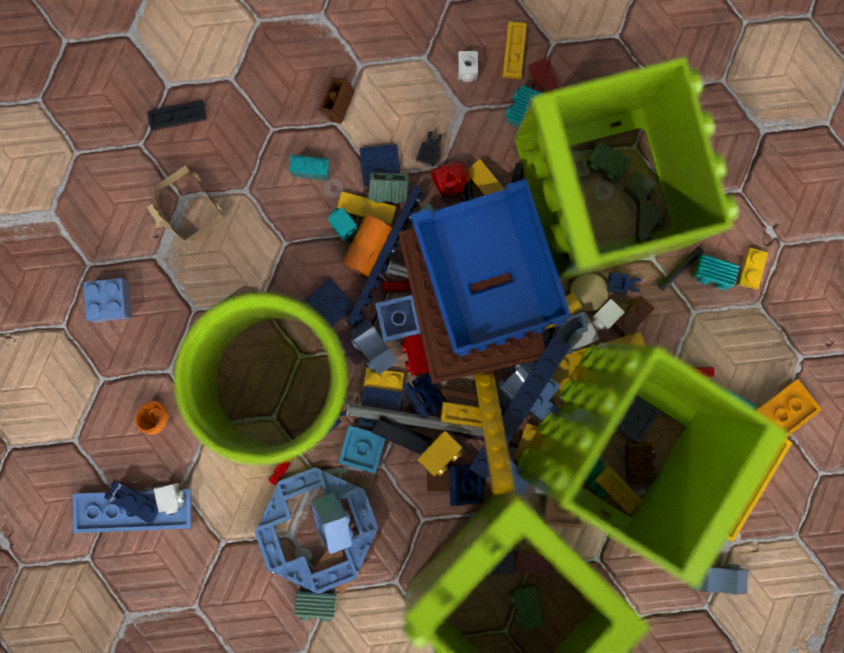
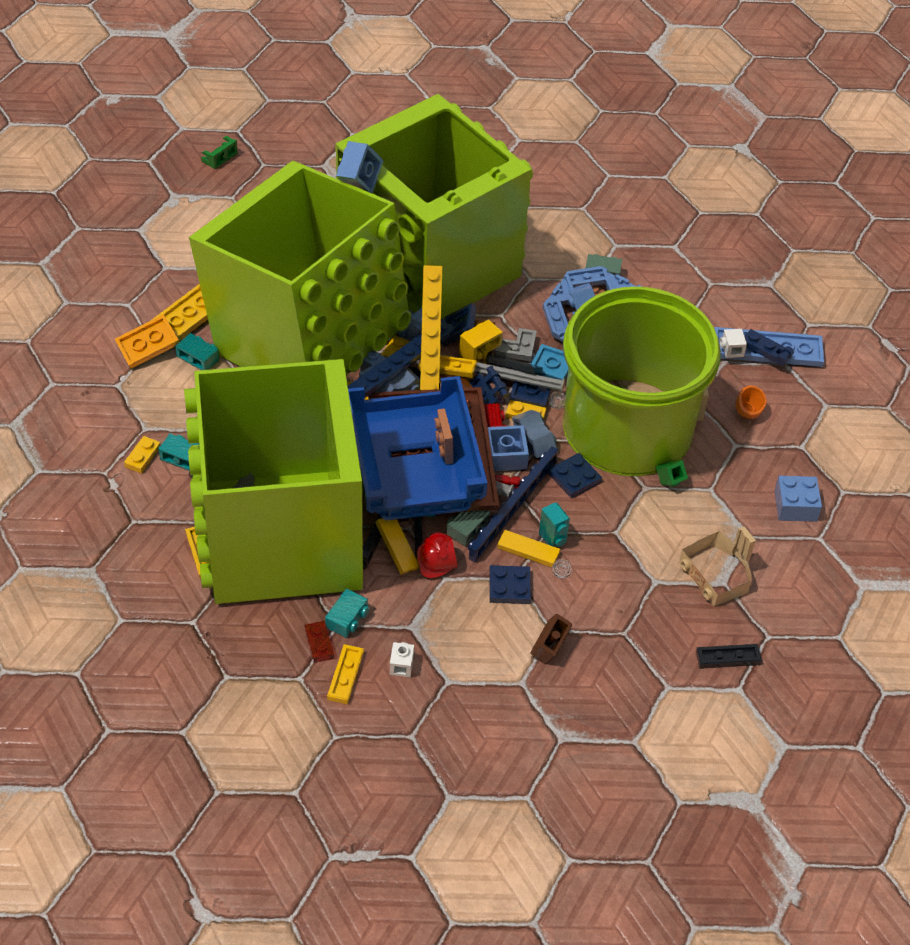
camera: 175 degrees left, 35 degrees down
(309, 167) = (585, 584): teal brick -> none
(349, 348) = (561, 444): axle -> none
(366, 245) = (526, 512): orange piece -> none
(388, 187) = (503, 555): sand green brick -> none
(395, 466) = (519, 349): none -> light grey plate
(429, 152) = (455, 587): black plate -> none
(463, 289) = (444, 436): none -> nougat plate
(614, 568) = (359, 166): none -> medium blue brick

